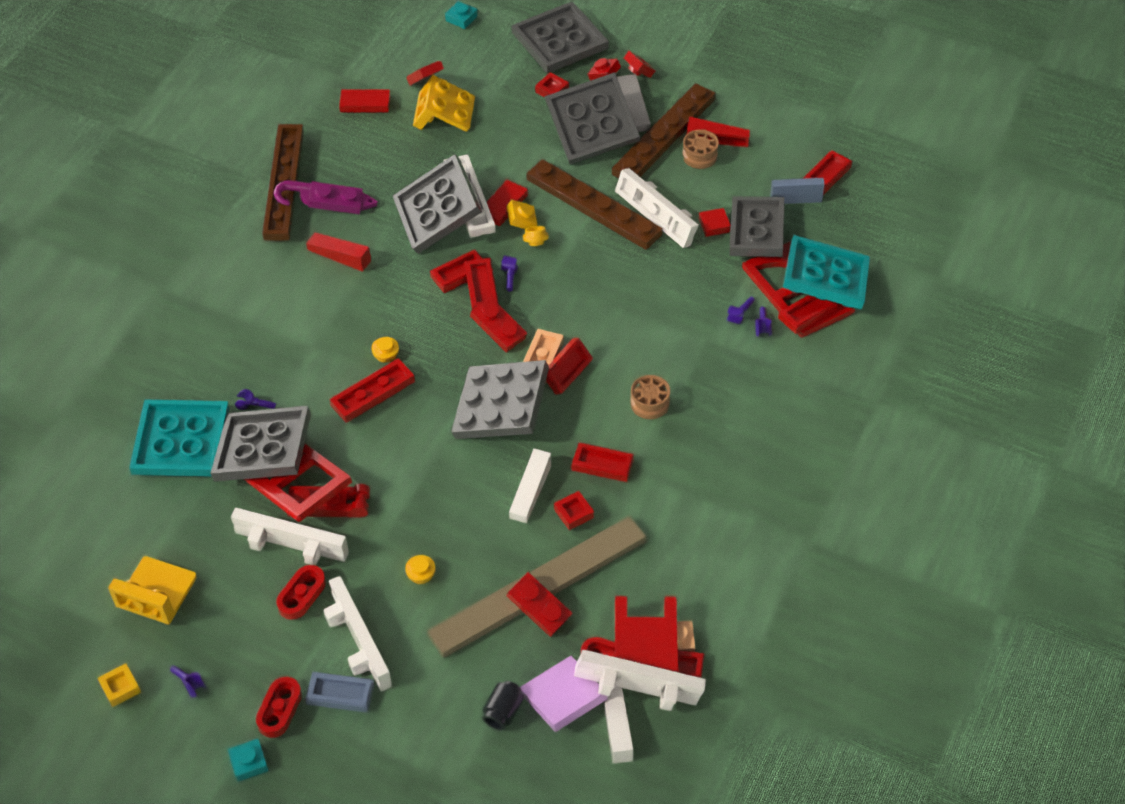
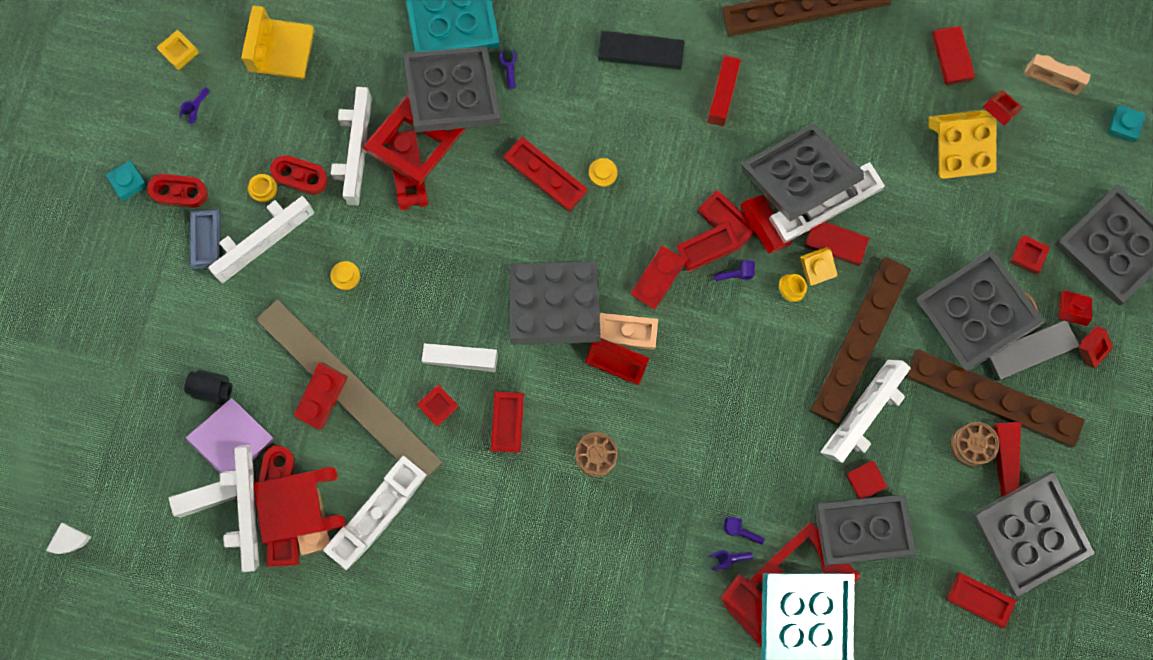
camera: 75 degrees right, 25 degrees up
(276, 302) = (641, 50): none -> black tile
(302, 629) = (262, 188): none -> yellow plate
(327, 196) = (792, 55): magenta plate -> none
(407, 41) = (1057, 74): none -> light nougat plate
(470, 244) = (758, 213): none -> red tile
(664, 576) = (376, 513): none -> white slope
(780, 127) = (1032, 533): none -> dark grey plate
(798, 190) = (934, 568): sand blue tile -> none

